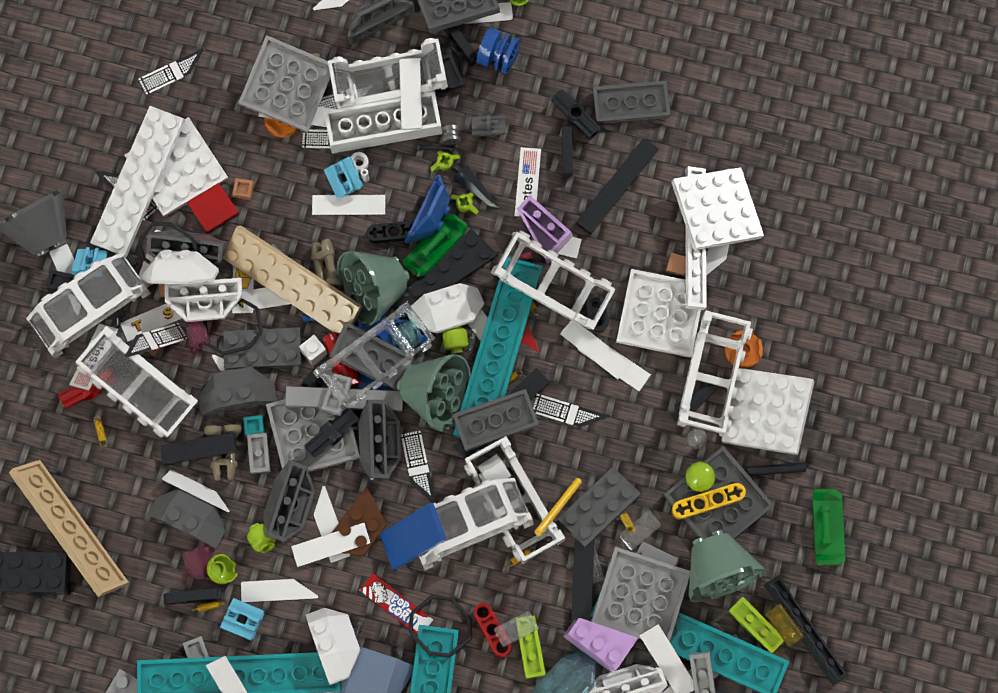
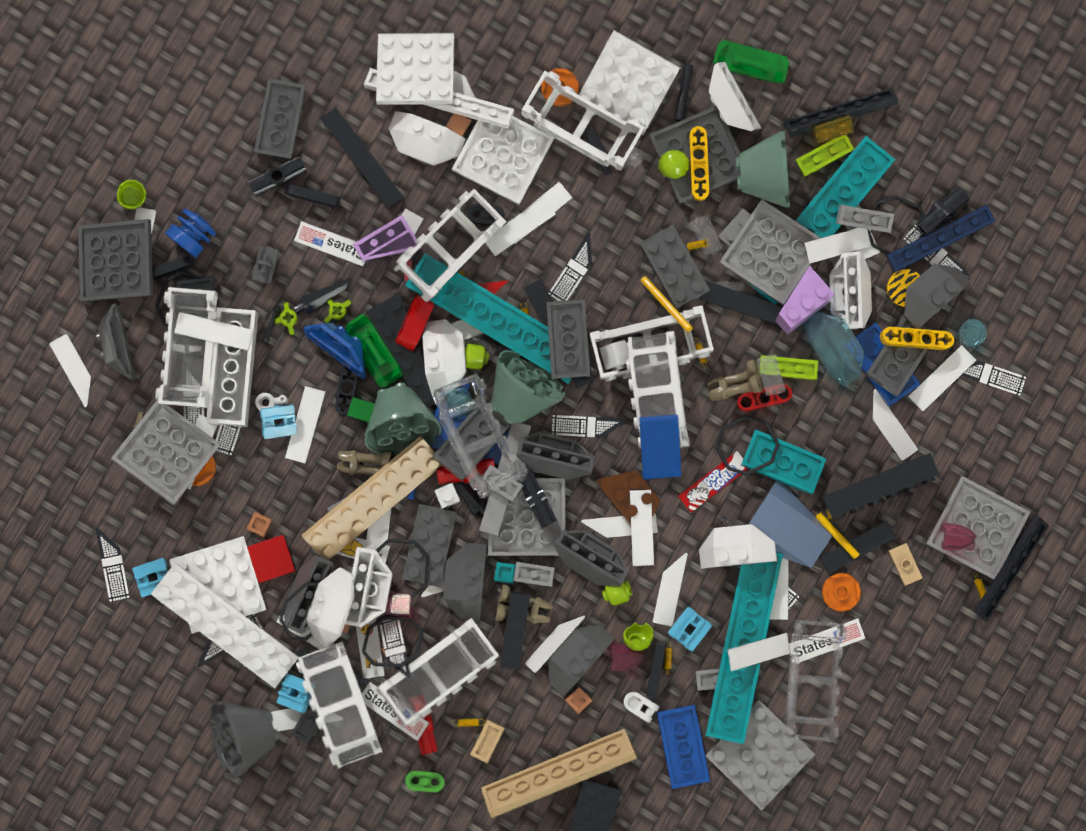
camera: 75 degrees left, 10 degrees up
(33, 406) = (424, 781): none -> bright green plate
(85, 453) = (487, 741): none -> tan plate
(124, 645) = (683, 746): none -> blue tile
(143, 352) = (392, 664): none -> black piece
(146, 530) = (578, 700): none -> nougat tile
(157, 584) = (634, 701): none -> white plate
(172, 99) = (142, 572): none -> medium azure piece
(374, 245) = (360, 410): none -> green panel
(451, 135) = (263, 304): flat silver wheel -> none
(470, 274) = (414, 323): none -> red beam
(491, 584) = (720, 388): none -> dark tan piece
(652, 237) = (424, 139): none -> white wedge
(782, 515) = (730, 100): none -> white wedge

